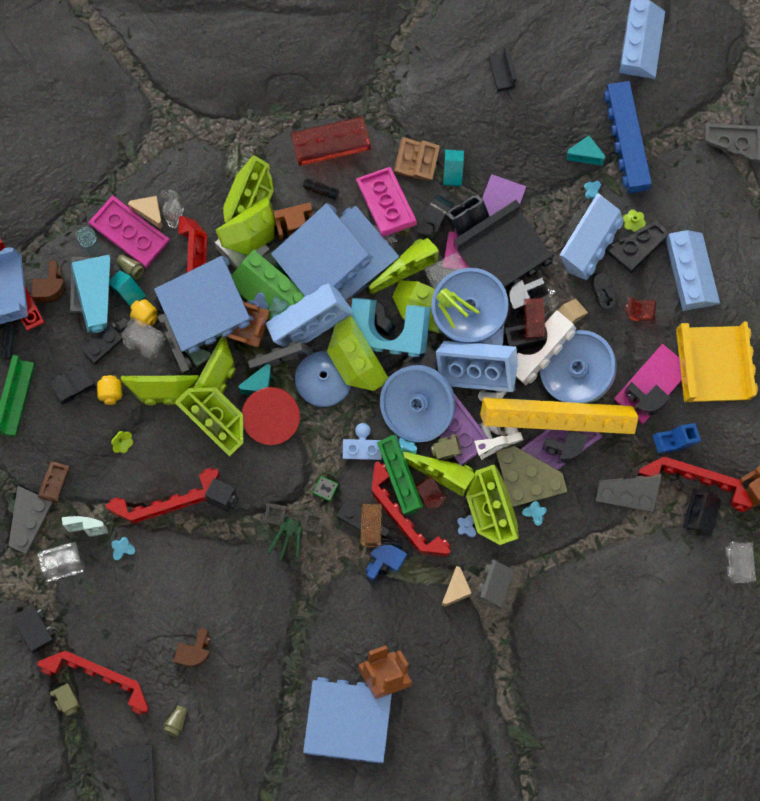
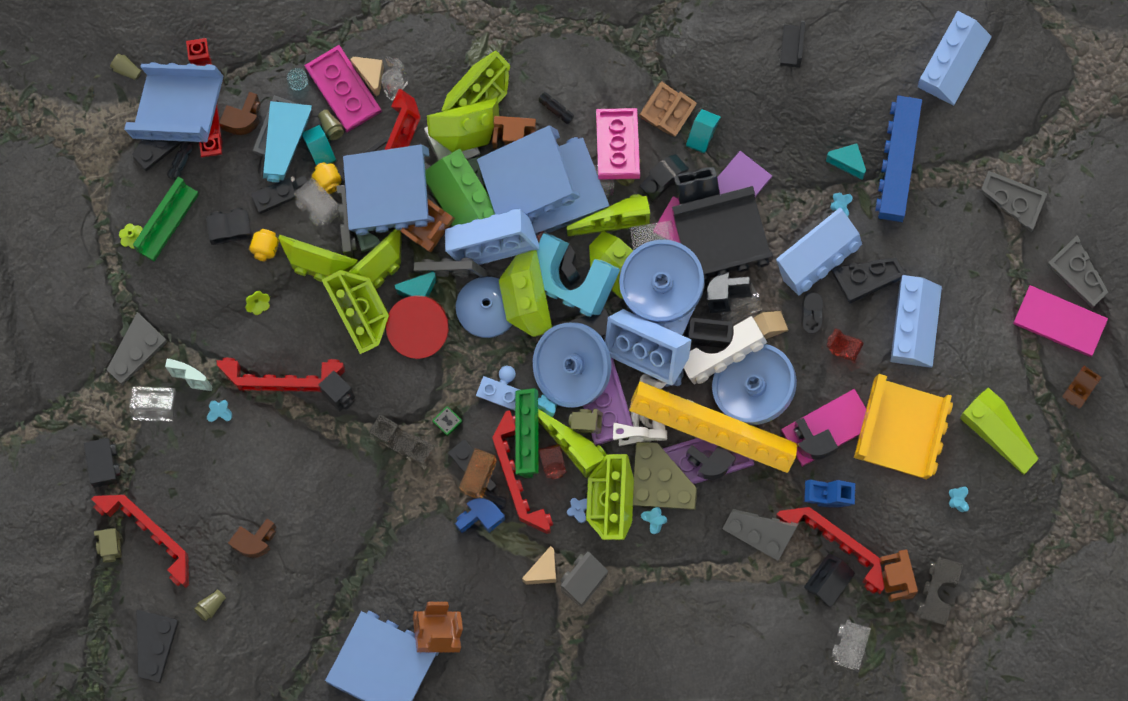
camera: 25 degrees right, 0 degrees up
(53, 482) = (174, 320): reddish brown plate -> none
(259, 301) = (447, 205): medium blue piece -> none
(278, 306) = (464, 216): clear light blue tile -> none
(290, 528) = (394, 448): dark green plant -> none
(330, 140) = (583, 61): clear red container -> none
(449, 299) = (640, 267): lime plant -> none
(534, 317) = (724, 316): clear red panel -> none
(634, 224) = (873, 253): lime plant -> none

